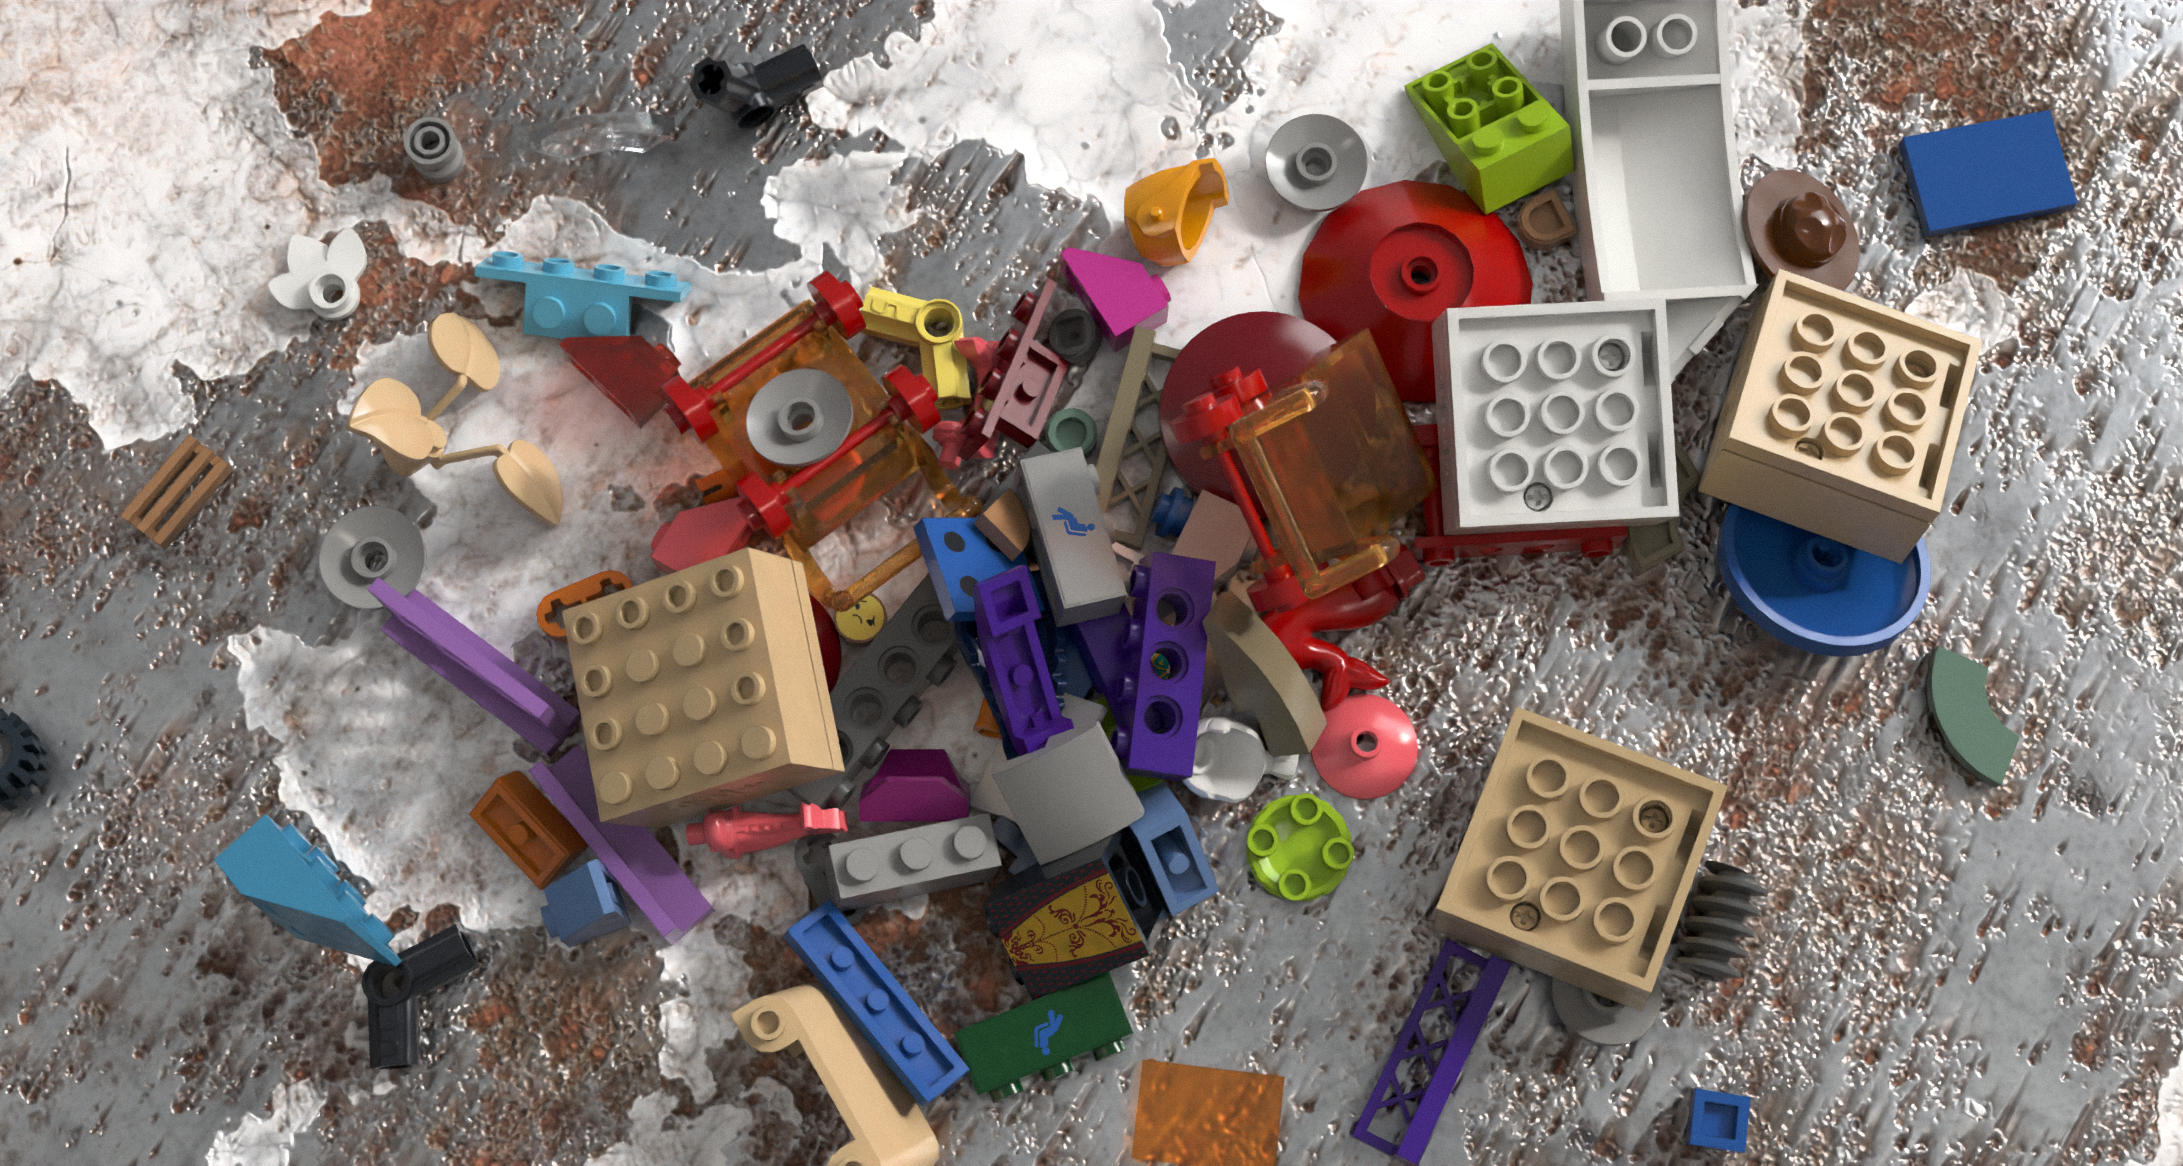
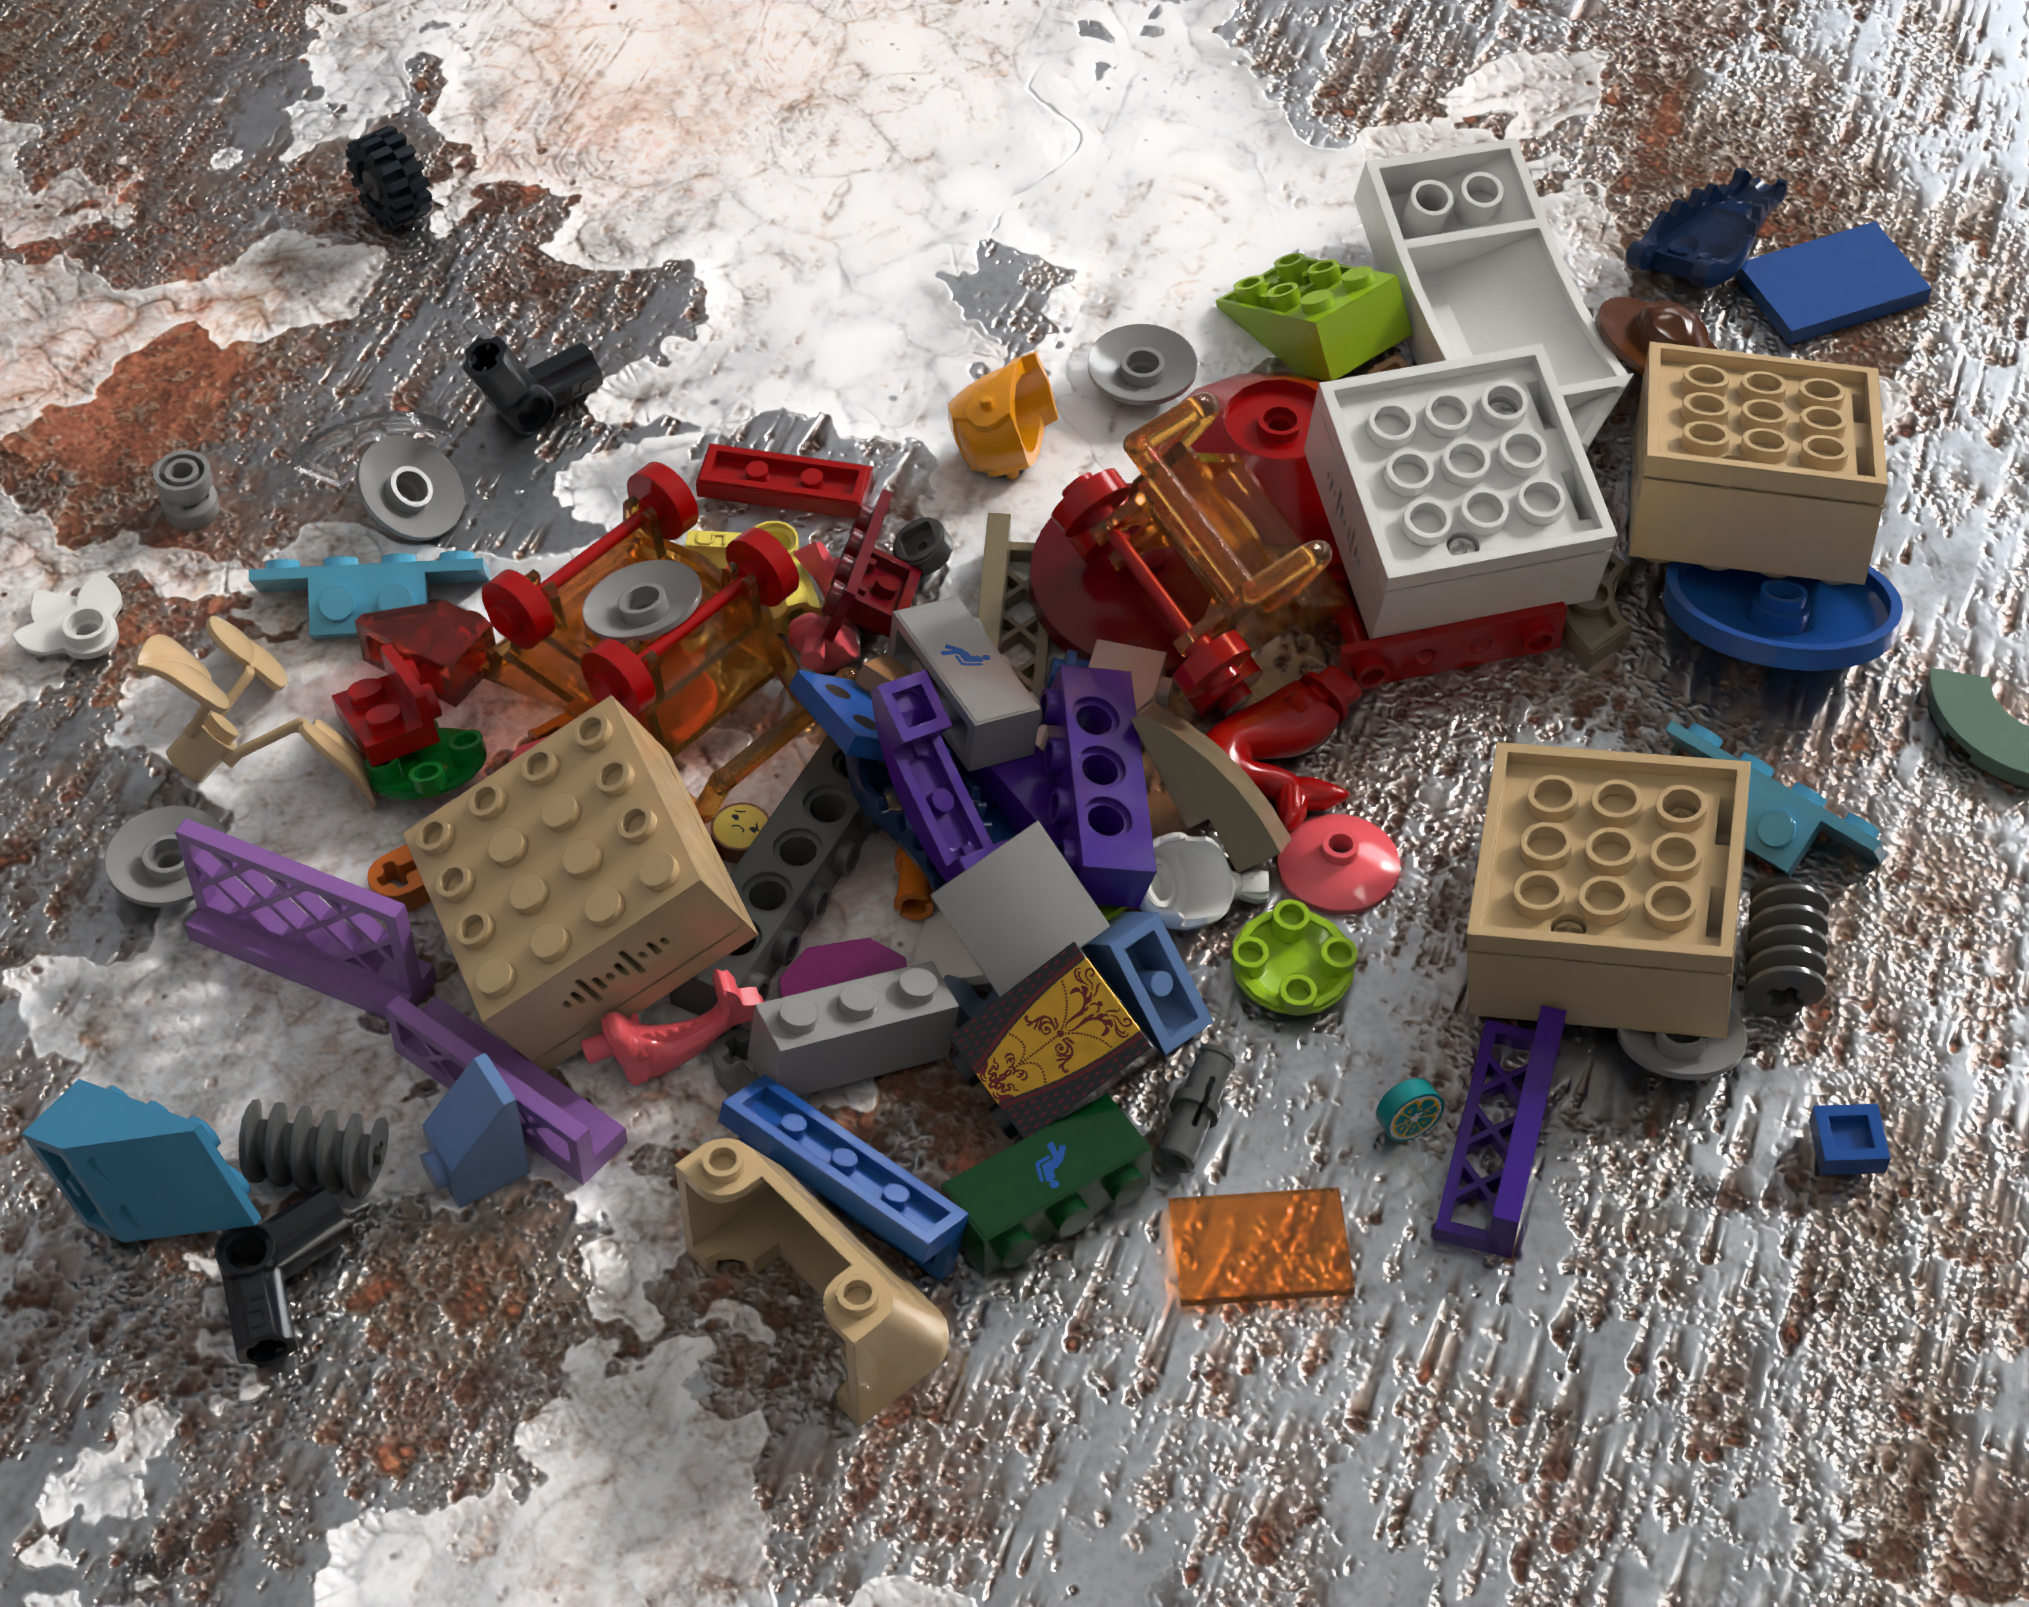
camera: 10 degrees left, 25 degrees down
(452, 887) = (311, 1153): none -> dark grey piece
(528, 828) = (381, 1086): orange slope -> none
(575, 442) = (391, 712): none -> red bracket
(603, 496) = (431, 769): none -> green dish
(652, 181) = (419, 473): none -> light grey dish
(968, 231) = (784, 481): none -> red tile
(1116, 293) = (955, 495): dark pink slope -> none
(1183, 980) = (1195, 1108): none -> dark grey pin
(1359, 1020) = (1409, 1109): none -> teal tile
(1755, 778) = (1781, 819): none -> medium azure bracket
(1888, 98) = (1711, 232): none -> dark blue animal

